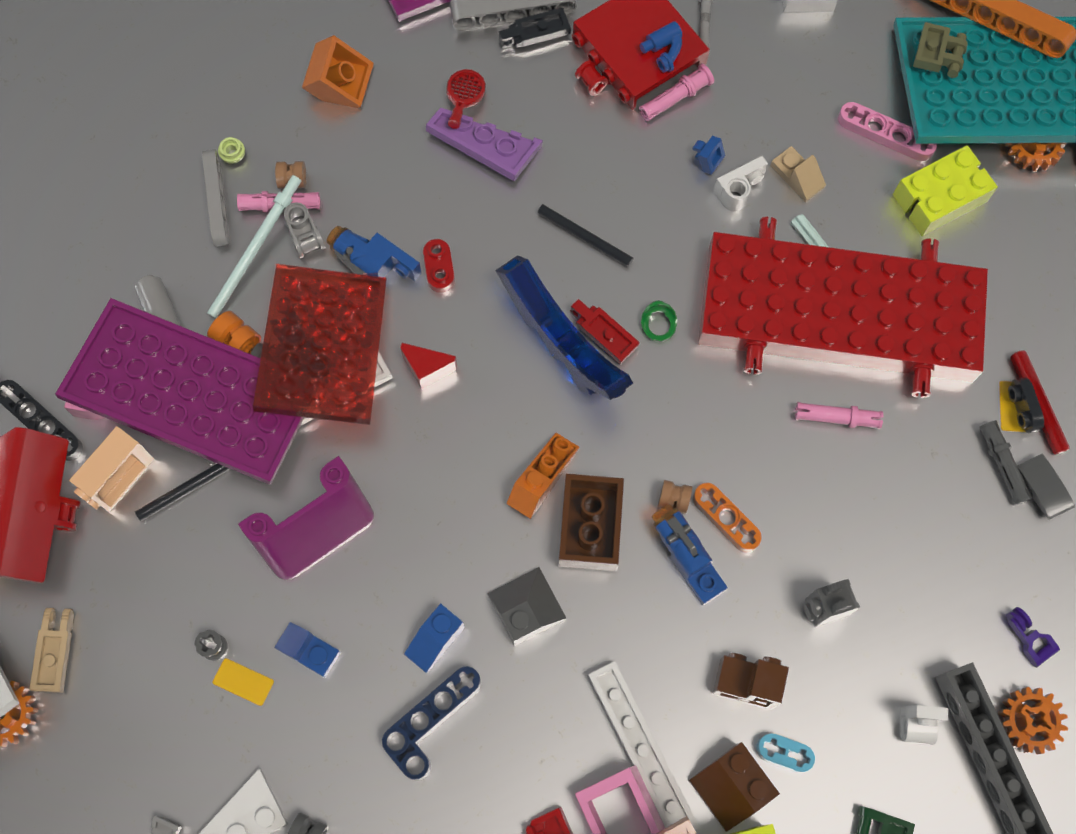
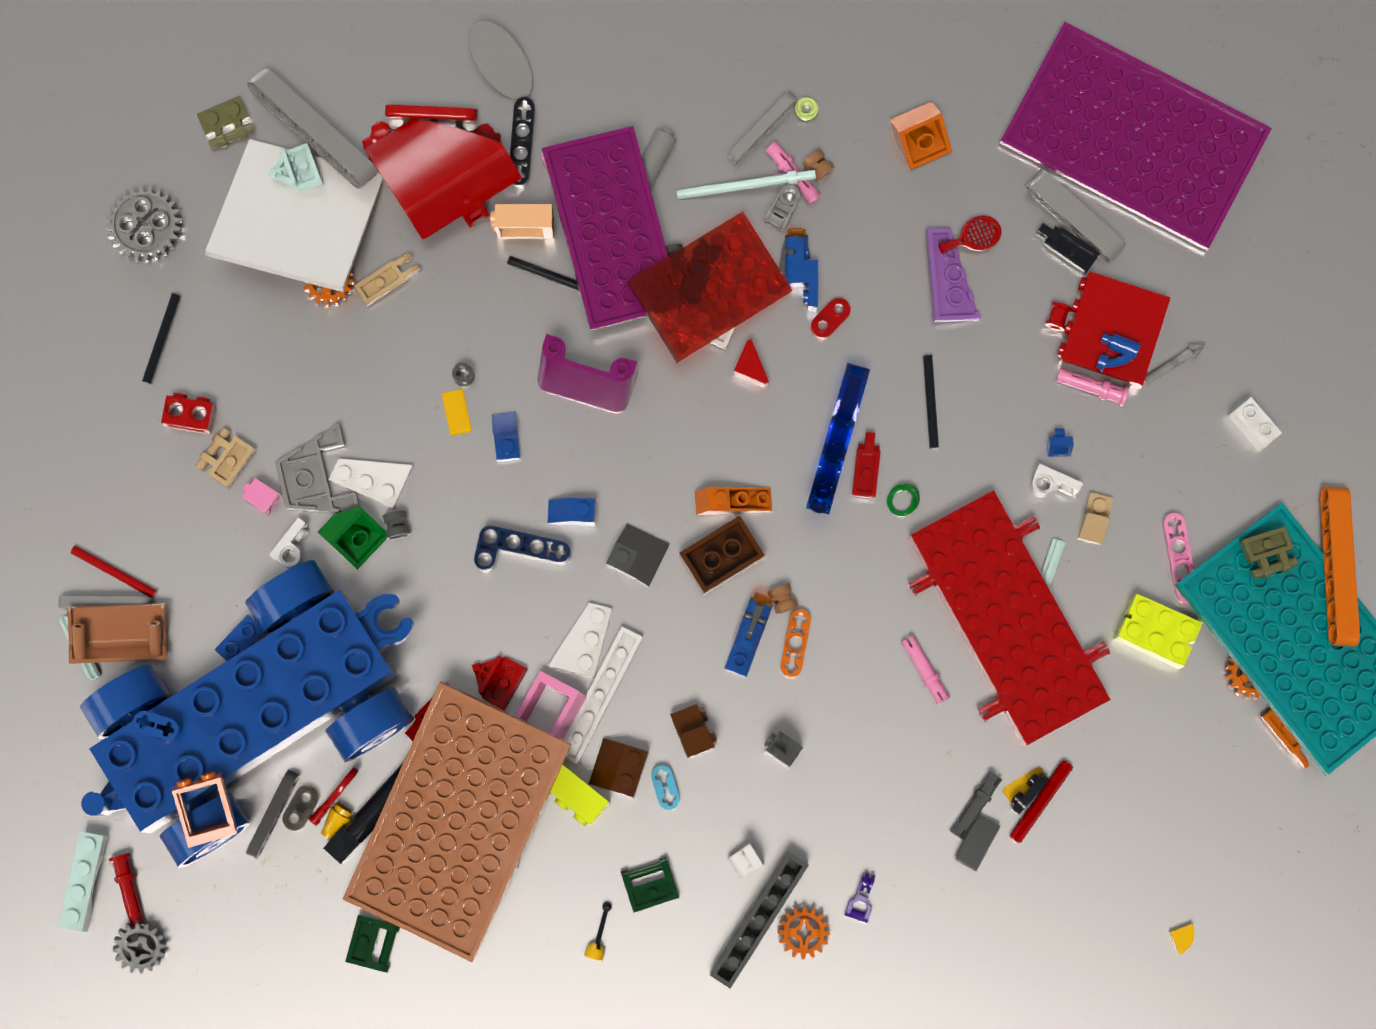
camera: 55 degrees right, 10 degrees up
(231, 331) = (672, 222): orange wheel -> none
(577, 727) = (584, 642): none -> white wing

